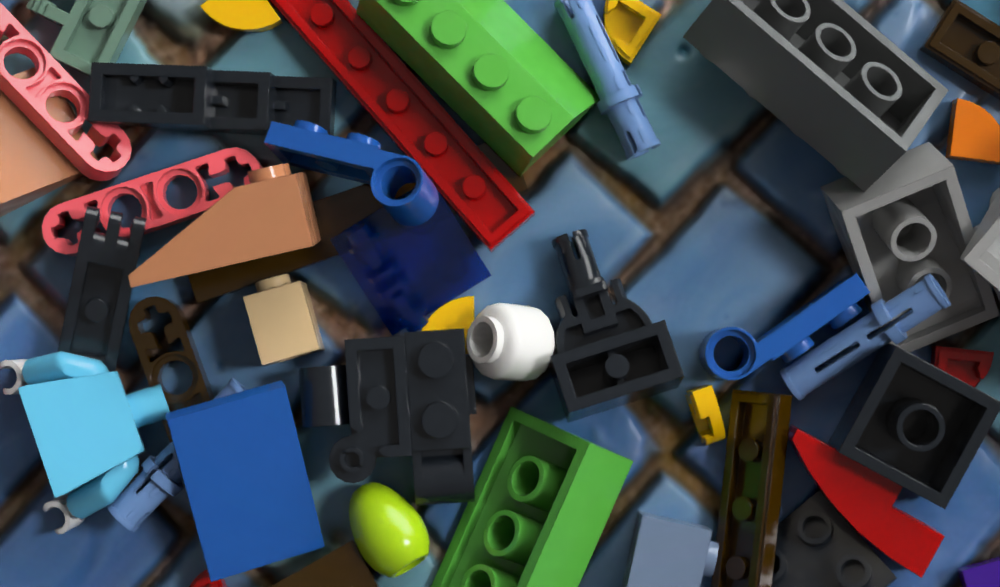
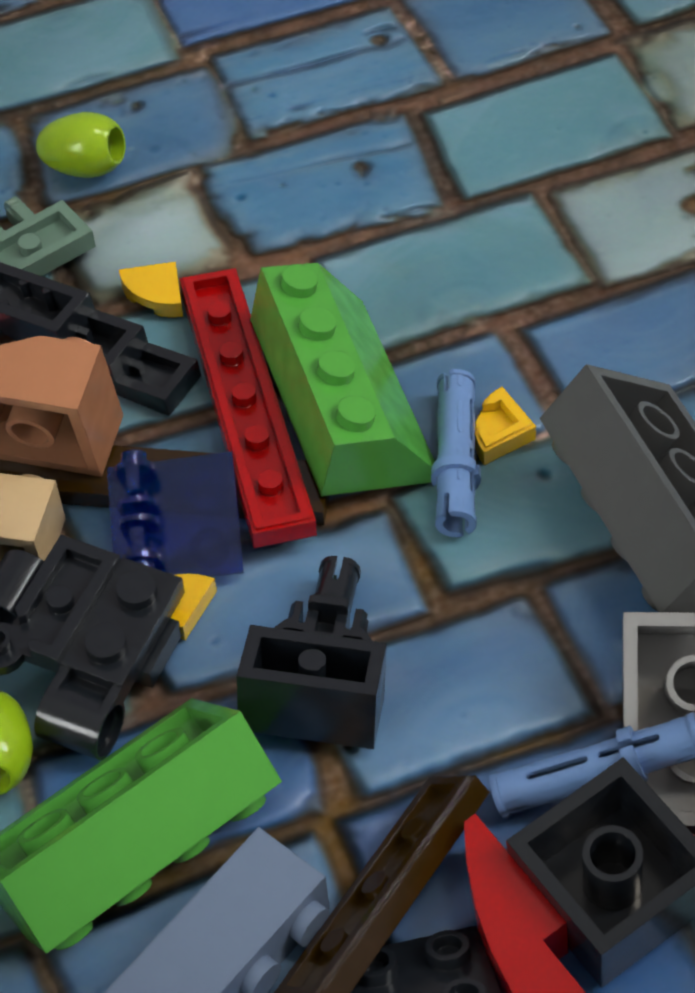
camera: 30 degrees right, 35 degrees down
(358, 160) = (174, 411): blue plate -> none
(511, 342) = (217, 618): white head -> none
(706, 414) = (390, 779): yellow tile -> none
(791, 335) = (505, 737): blue plate -> none

